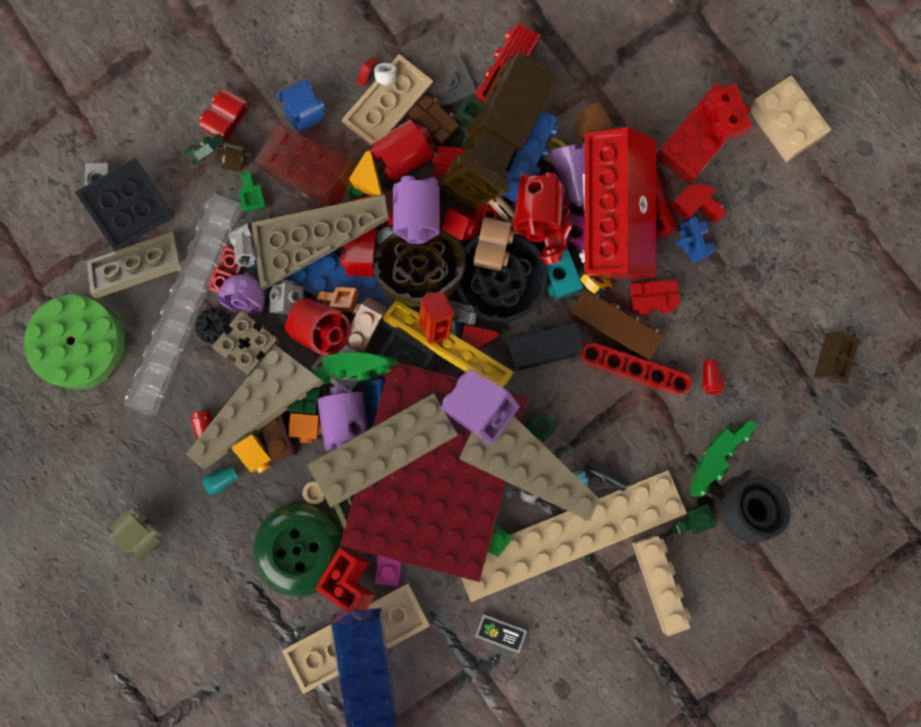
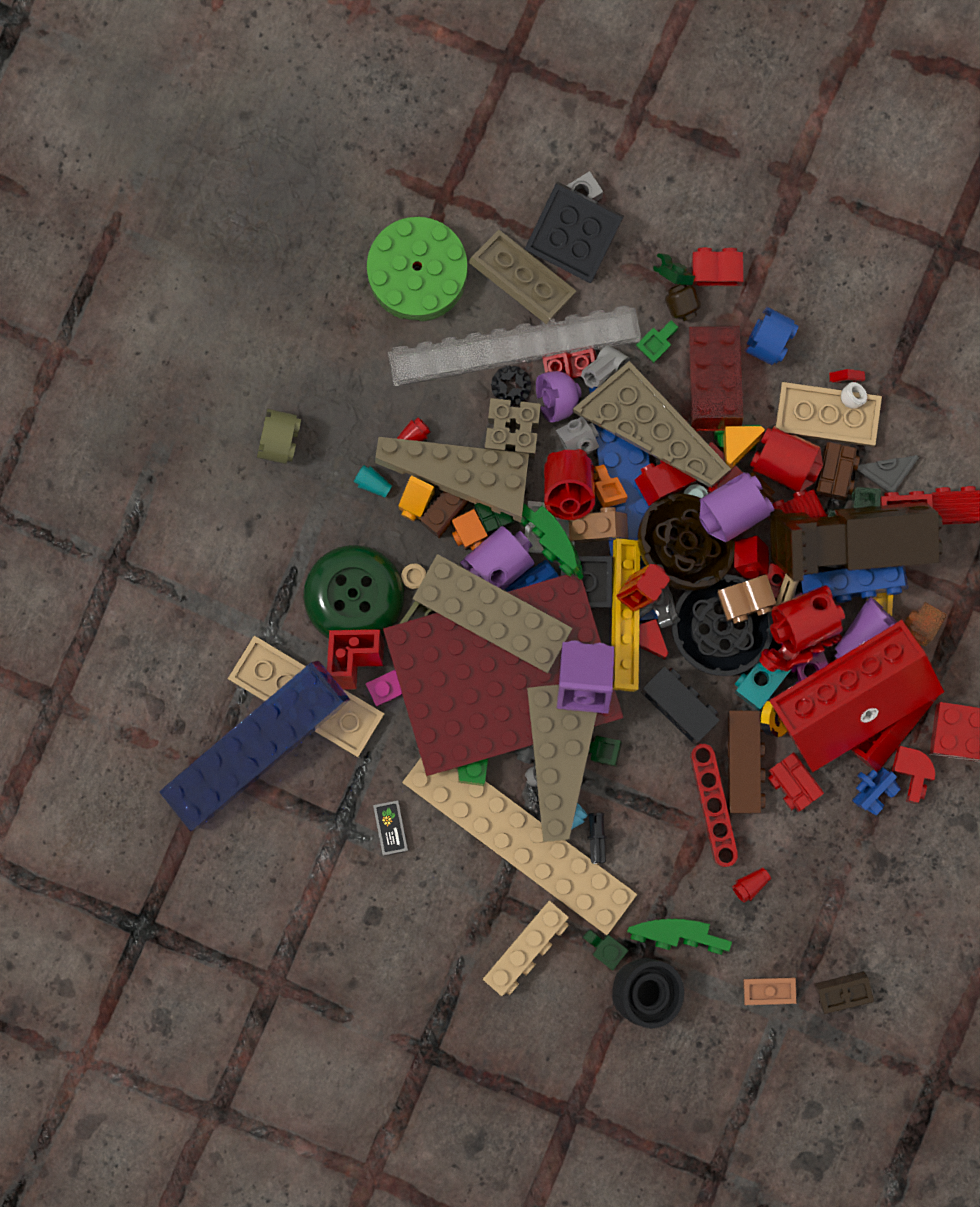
camera: 60 degrees right, 0 degrees up
(802, 414) = (769, 991): none -> nougat plate

